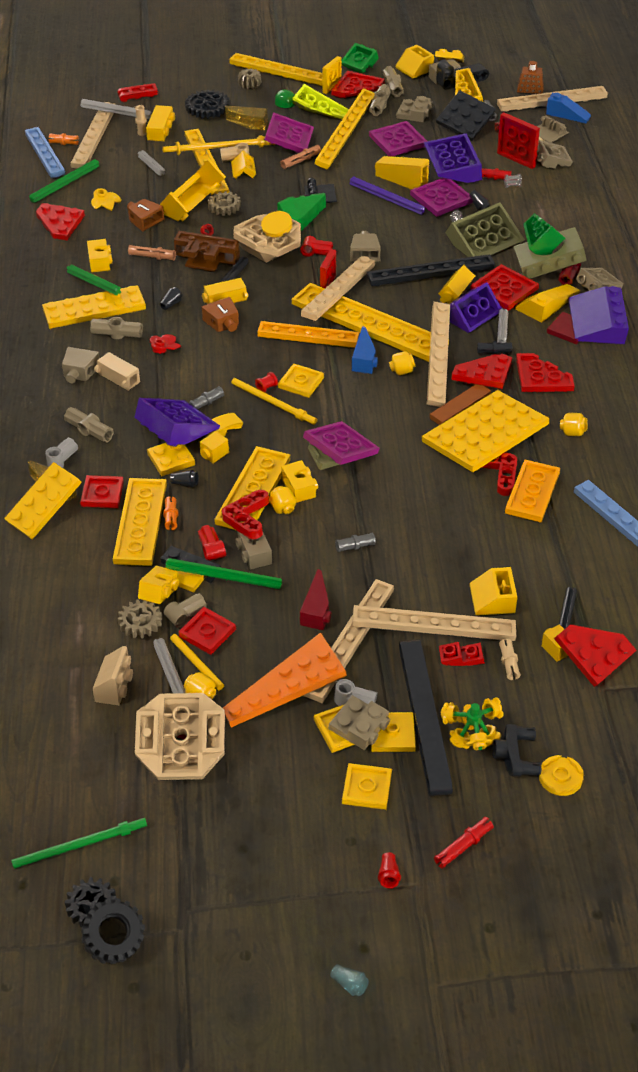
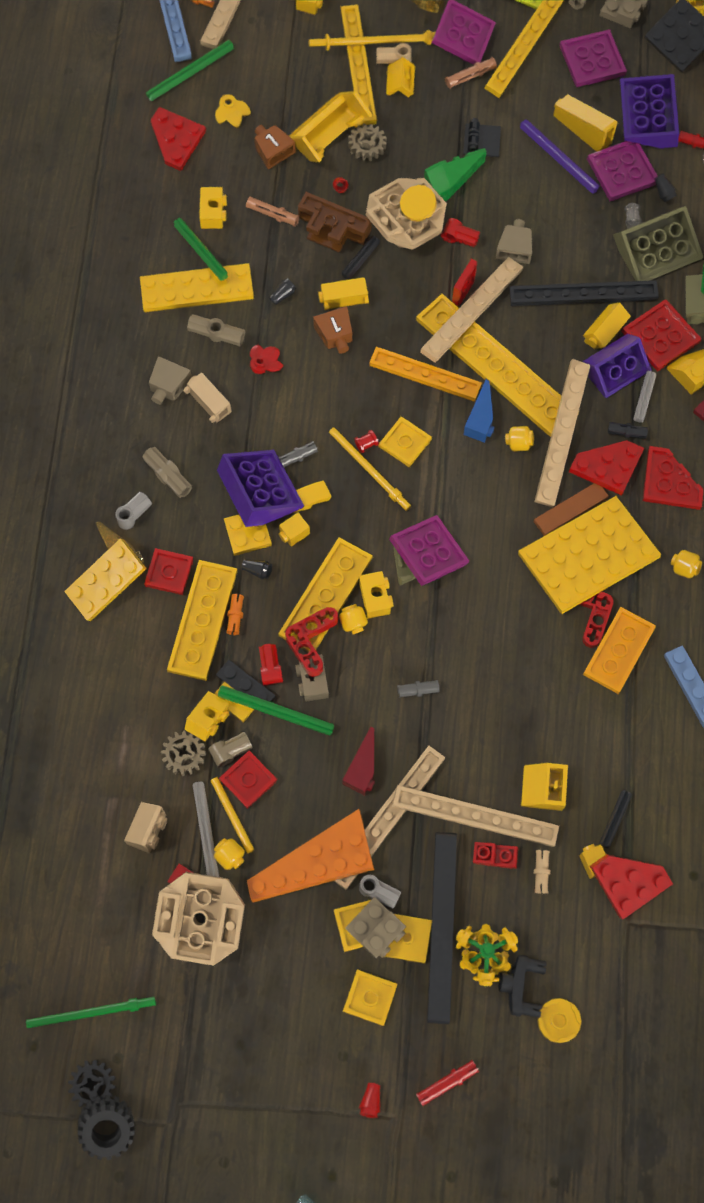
camera: 10 degrees right, 25 degrees up
(147, 159) = (294, 54): light grey axle -> none

